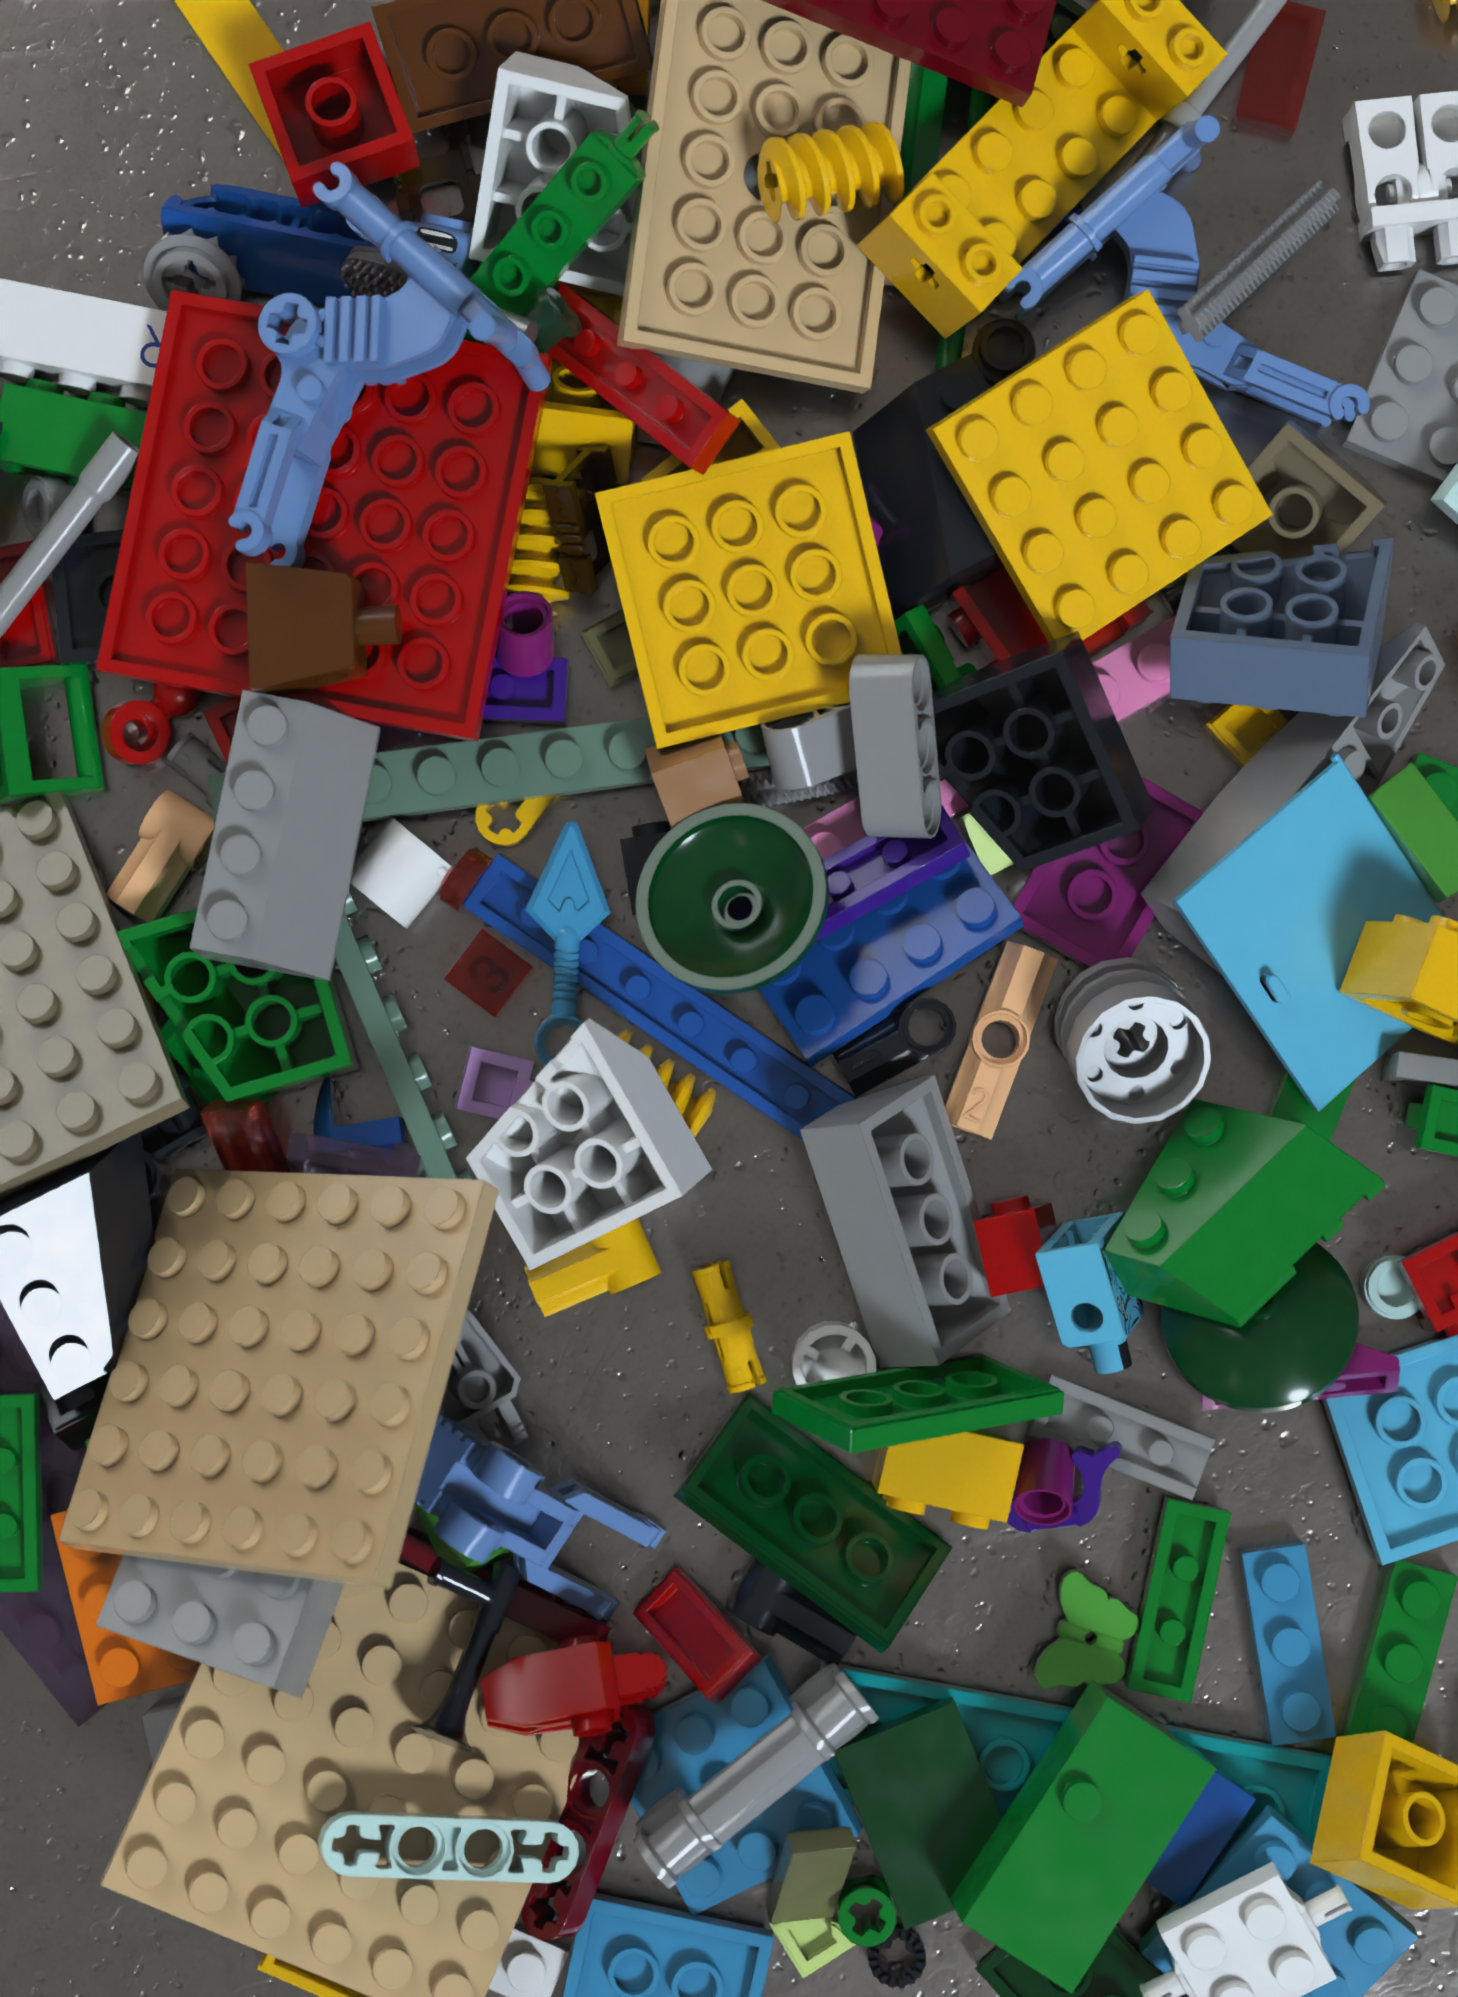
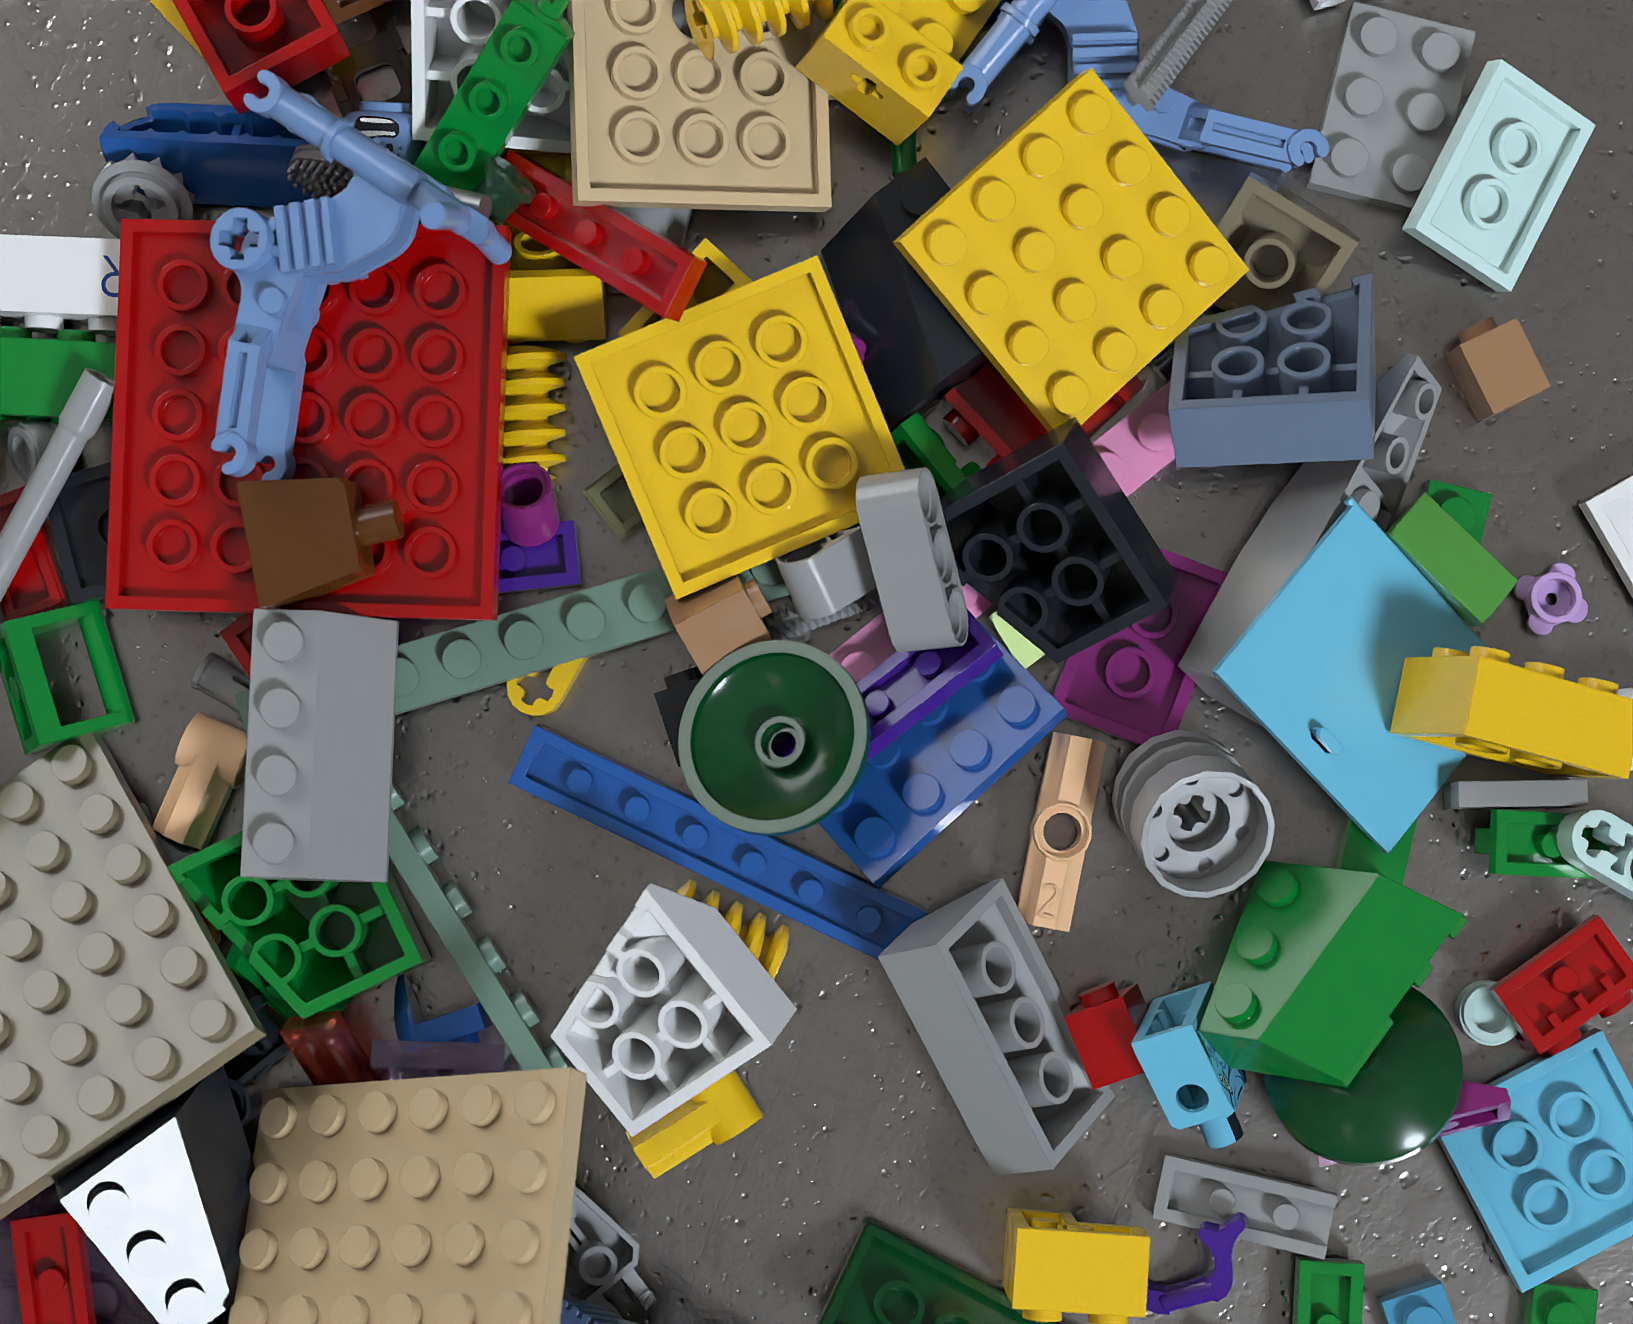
camera: 10 degrees left, 0 degrees up
(151, 721) = (172, 649): red plate -> none
(399, 873) = (440, 760): white piece -> none
(464, 878) = (506, 754): clear red tile -> none
(489, 973) = (545, 844): clear red tile -> none
(492, 1082) = (566, 953): lavender plate -> none
(568, 907) = (613, 768): dark azure piece -> none
(579, 519) = (562, 383): dark brown piece -> none
(728, 1326) = (838, 1157): yellow pin -> none
(831, 1352) = (948, 1180): white piece -> none
(889, 1048) = (954, 856): black piece -> none
(916, 1403) = (1036, 1213): green tile -> none
(1003, 348) = (956, 145): dark brown plate -> none
(1045, 1482) = (1176, 1264): magenta beam -> none
(1244, 730) = (1254, 486): yellow tile -> none

